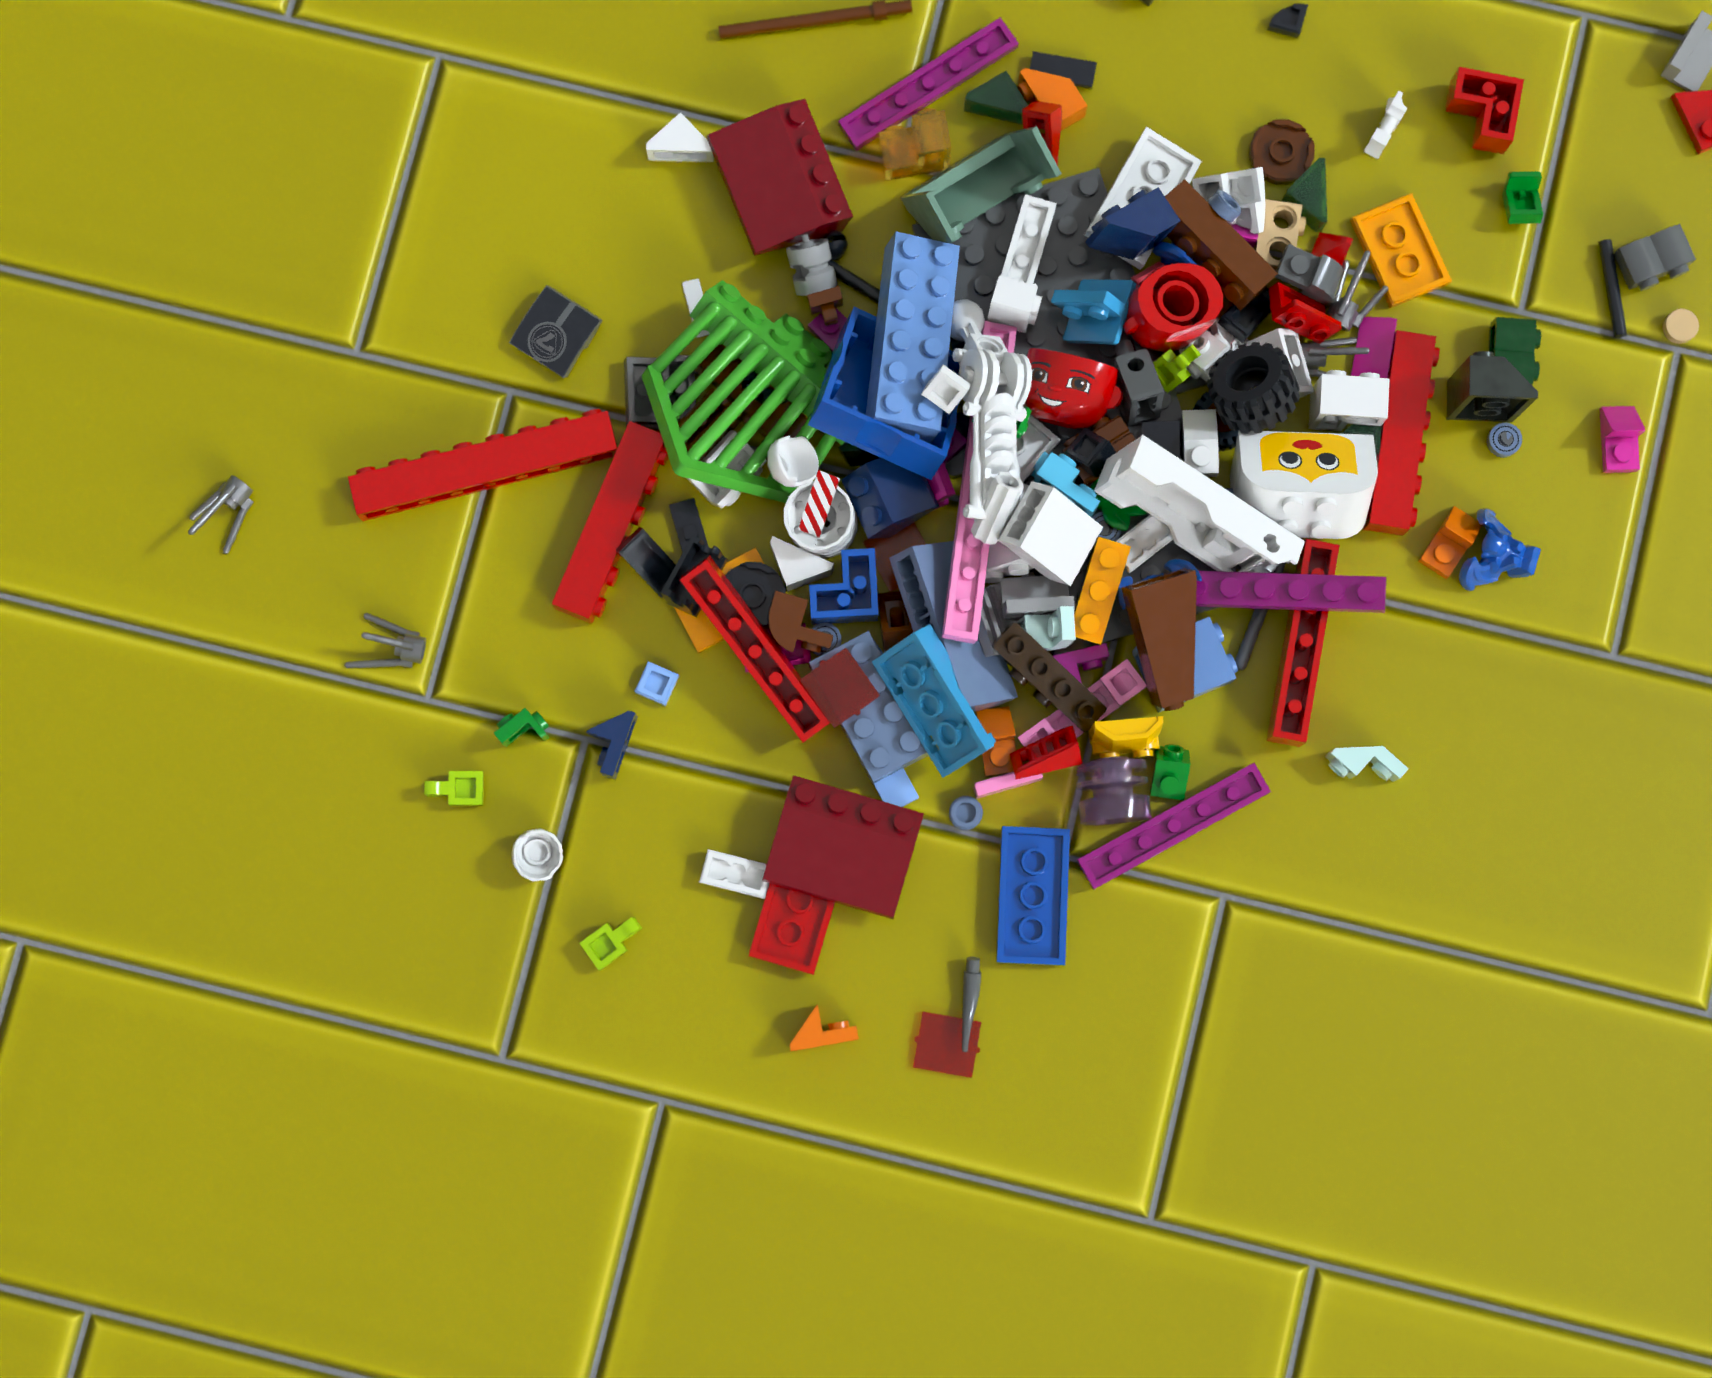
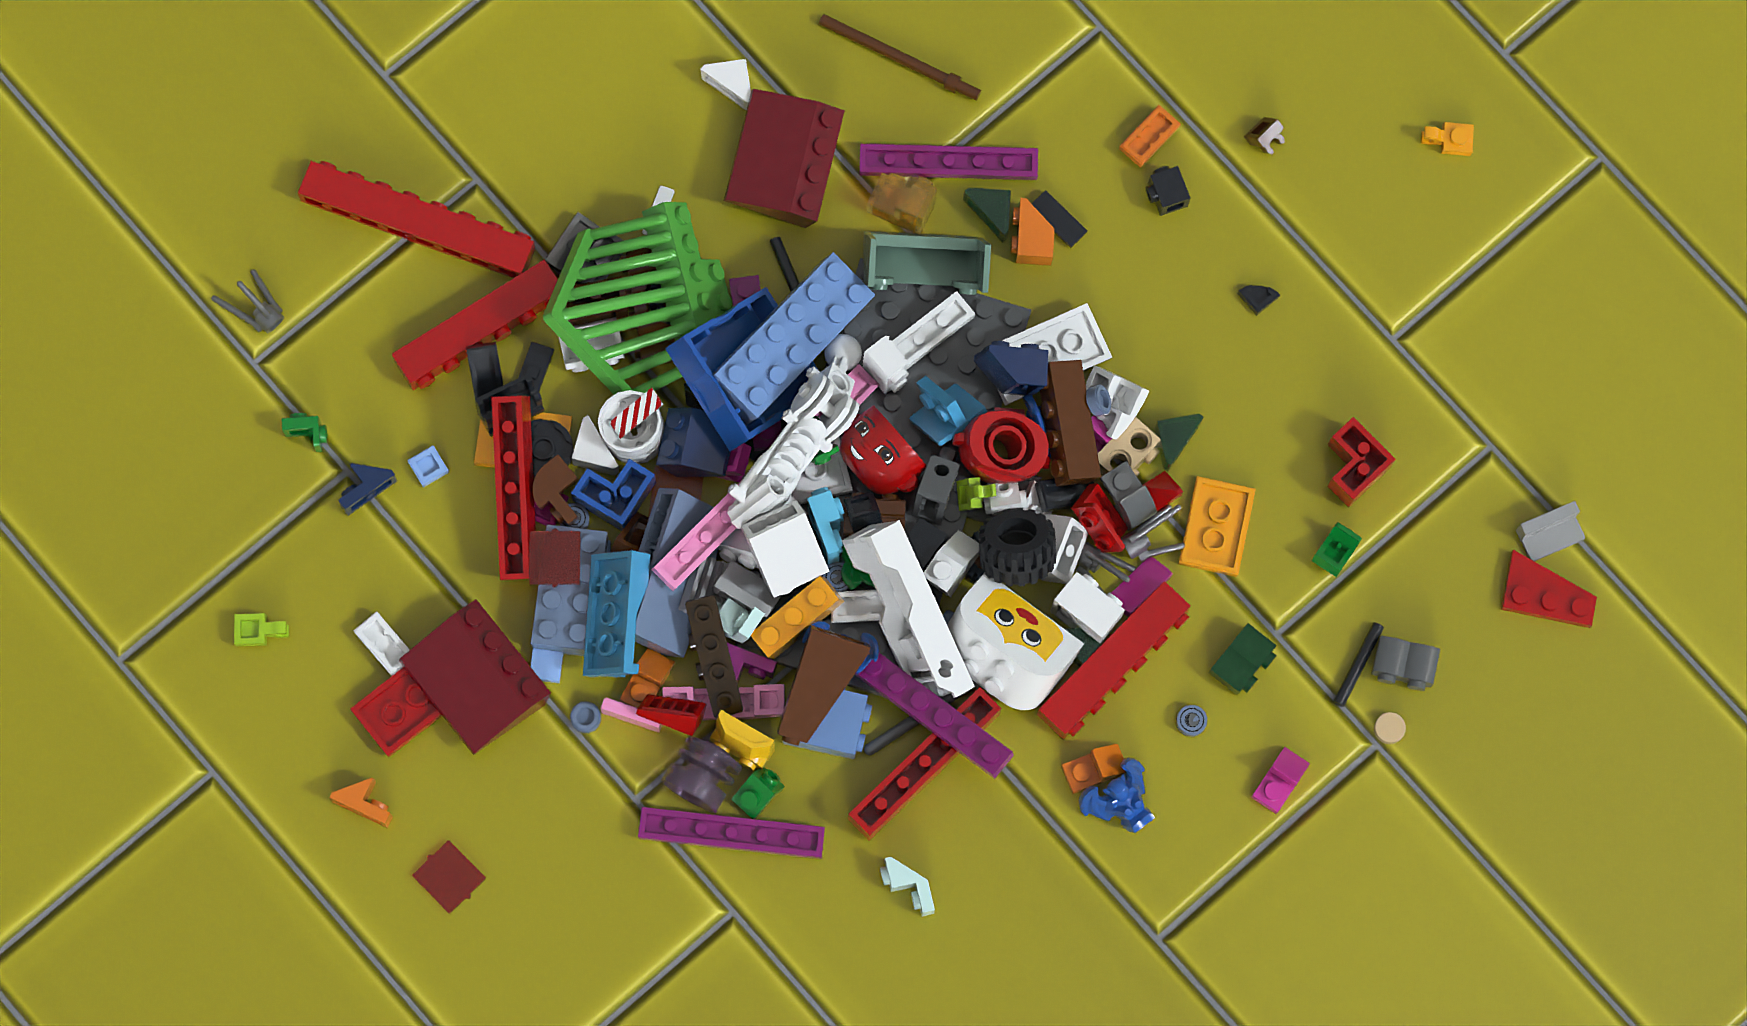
camera: 30 degrees right, 5 degrees down
(231, 493) = (220, 117): flat silver plant -> none
(462, 789) = (230, 444): lime plate -> none
(537, 854) = (250, 529): white hair -> none
(555, 331) = (540, 158): black slope -> none
(793, 461) = (638, 368): white hair -> none
(811, 265) = (760, 239): light grey wheel -> none
(826, 302) = (750, 271): reddish brown tile -> none
(839, 244) = (790, 237): black hinge -> none
(946, 389) = (780, 389): white tile -> none
(971, 992) = (493, 851): dark grey animal -> none
(1033, 895) = (590, 811): blue plate -> none
(1045, 117) = (1014, 245): red slope -> none
(1282, 151) = (1180, 390): reddish brown tile -> none
(1394, 112) = (1278, 423): white piece -> none
(1488, 390) = (1195, 670): pearl dark grey slope -> none

